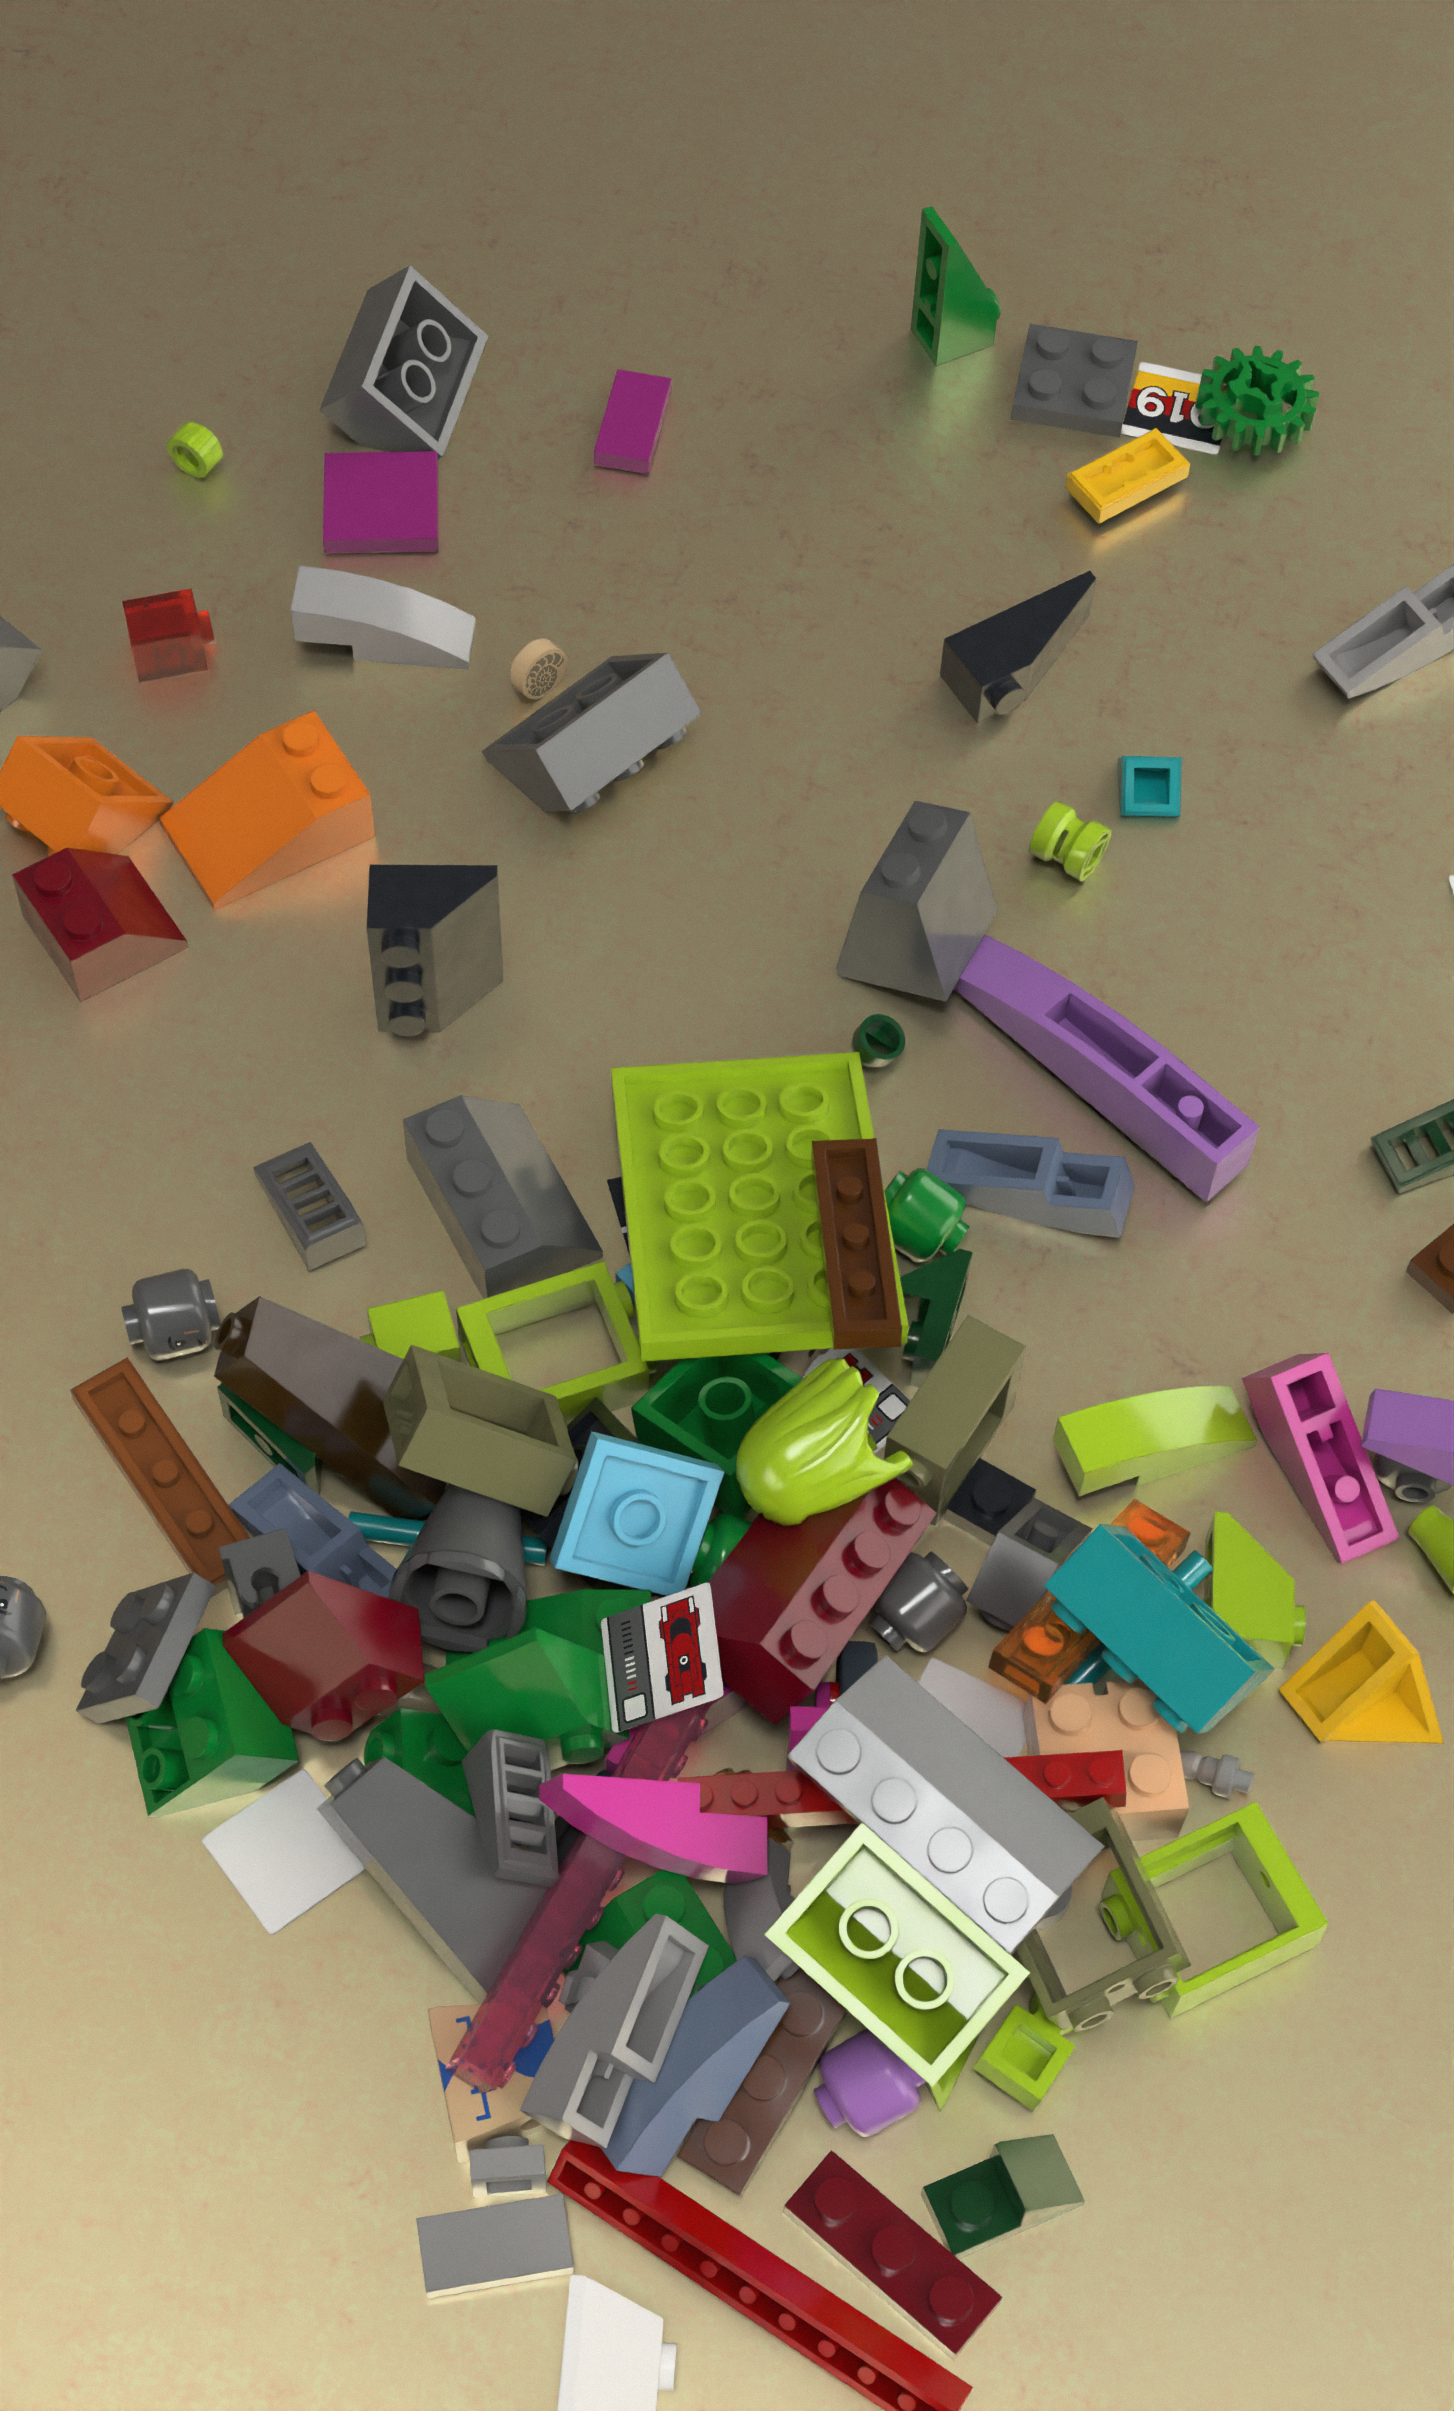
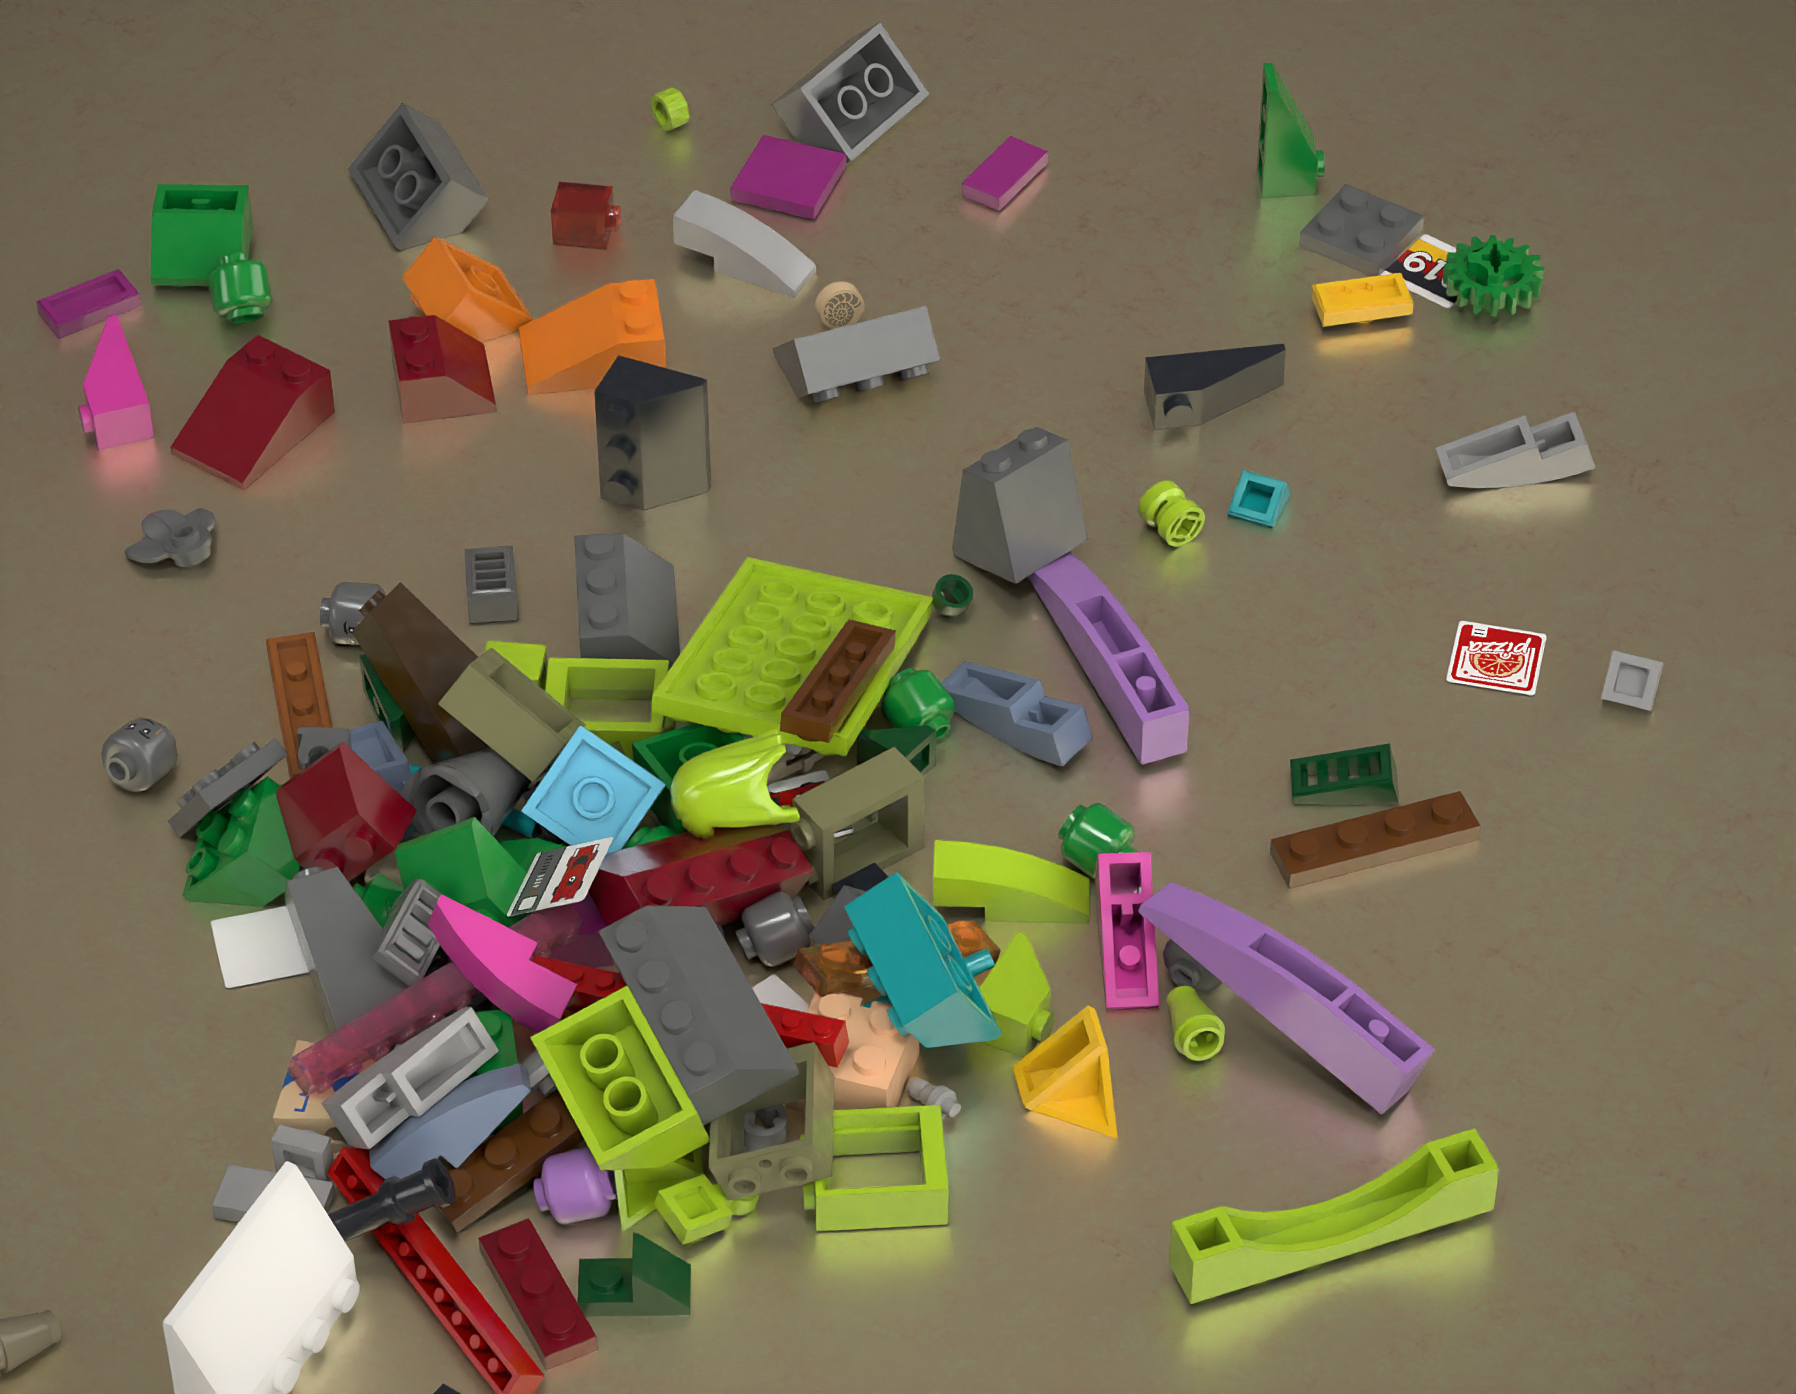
camera: 25 degrees right, 15 degrees down
(682, 2220) = (397, 1201): none -> black pin
(1224, 1336) = (1092, 833): none -> green head

